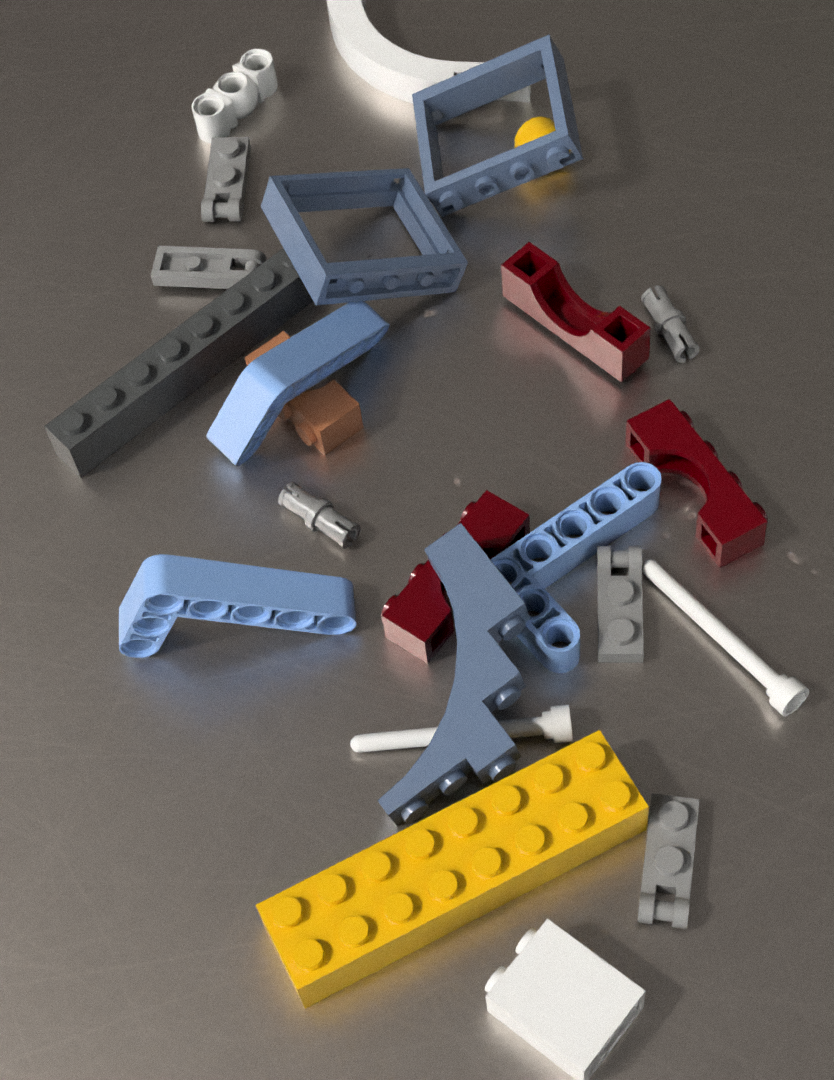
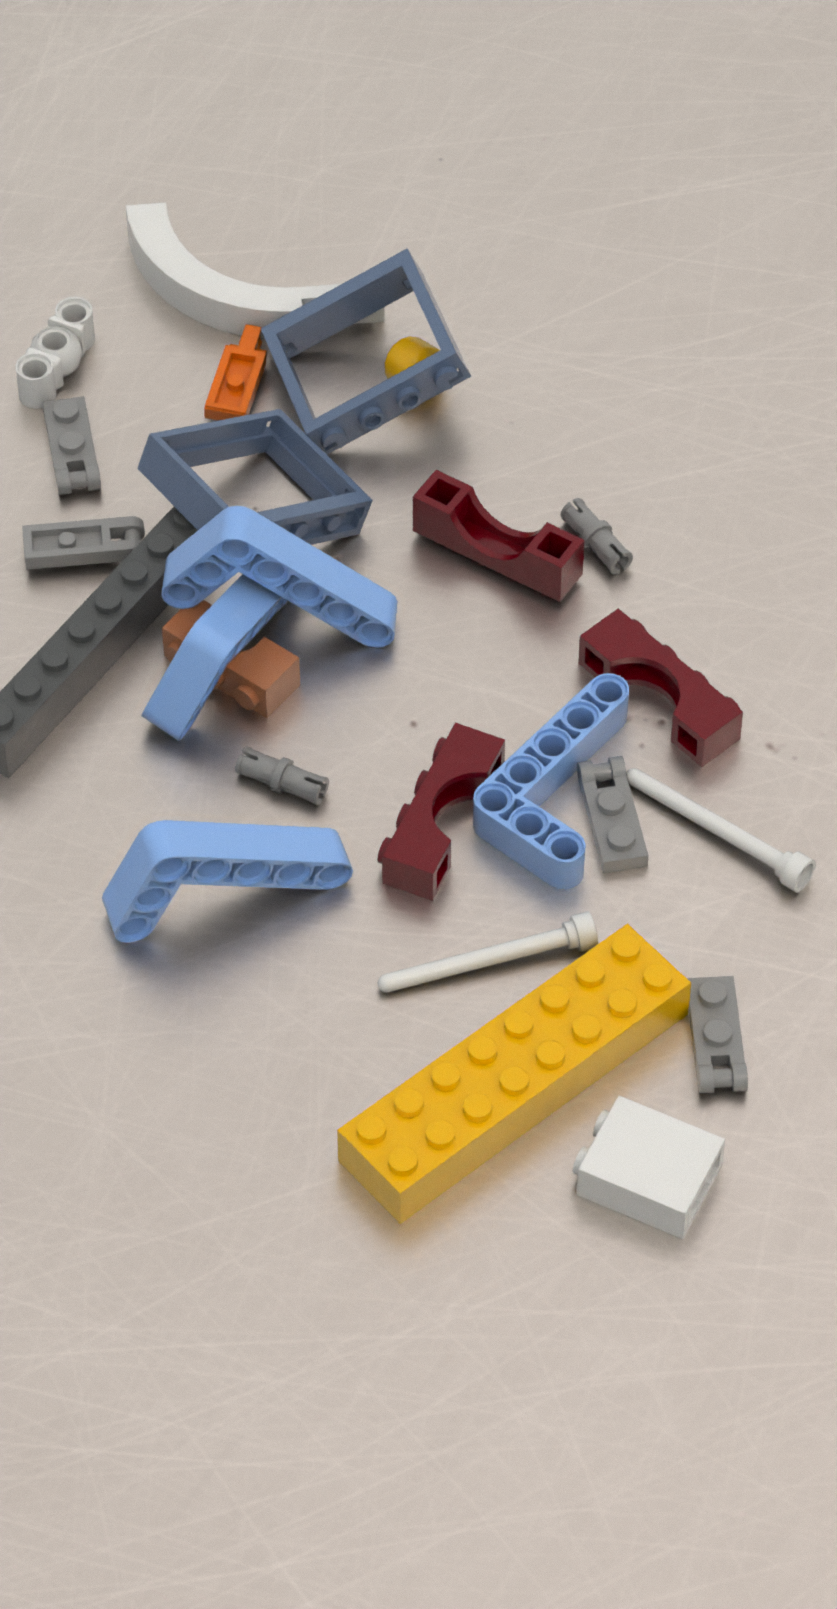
camera: 20 degrees left, 5 degrees down
(363, 317) = (284, 564): none -> light blue beam
(383, 135) = (237, 377): none -> orange hinge
(484, 680) = (503, 949): sand blue arch -> none

